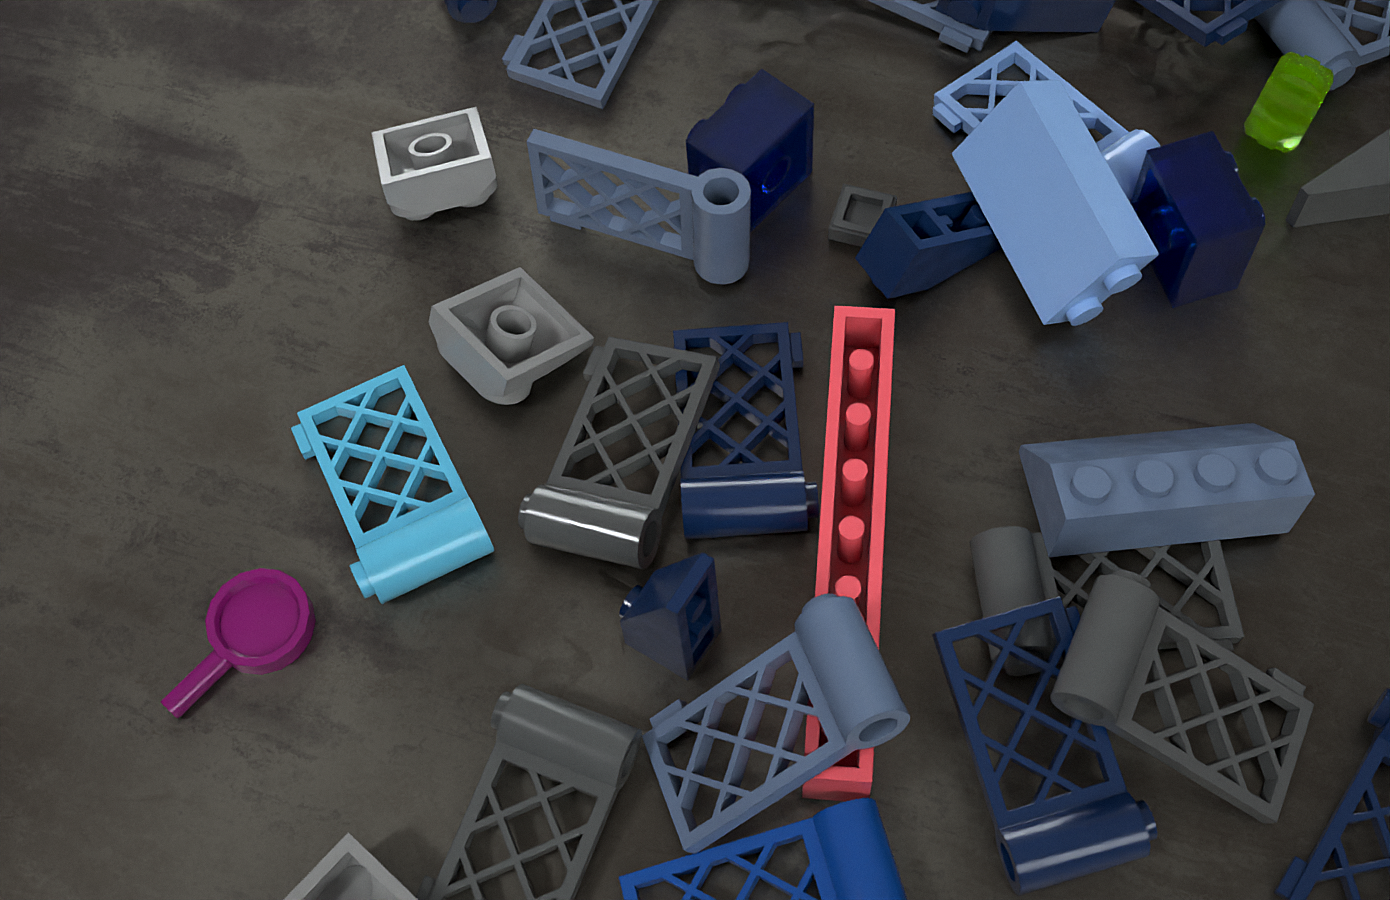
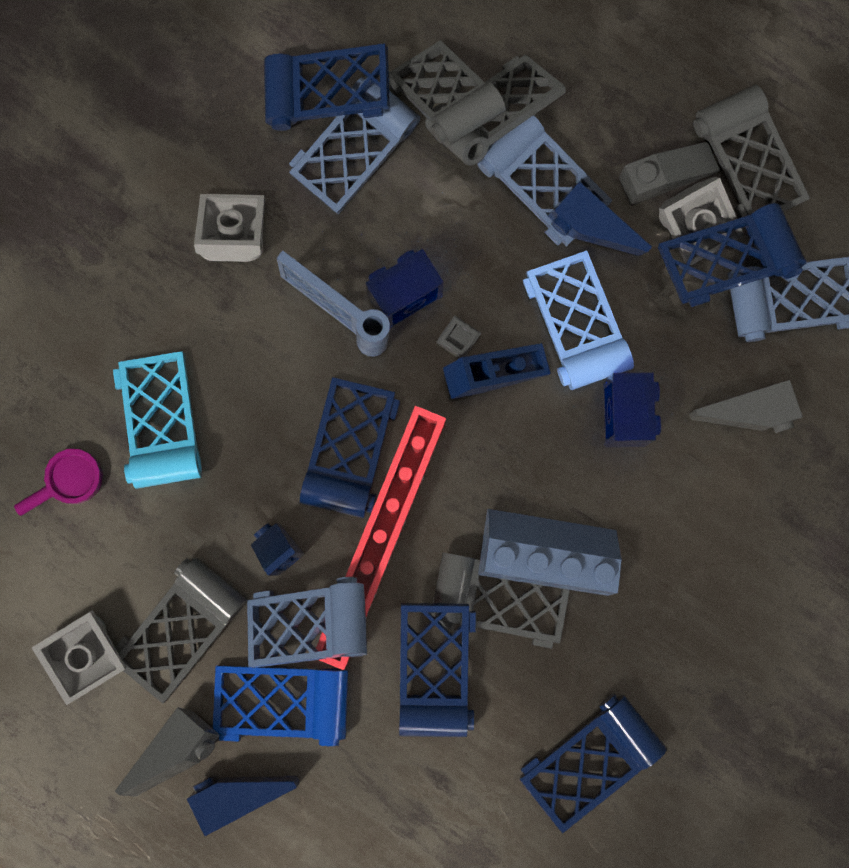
camera: 10 degrees right, 20 degrees up
(506, 335) = (241, 354): light grey slope -> none
(605, 519) = (251, 474): dark grey piece -> none
(1054, 203) = (556, 380): light blue brick -> none
(1108, 673) = (486, 642): dark grey piece -> none
(1289, 102) = (716, 350): clear neon green gear -> none

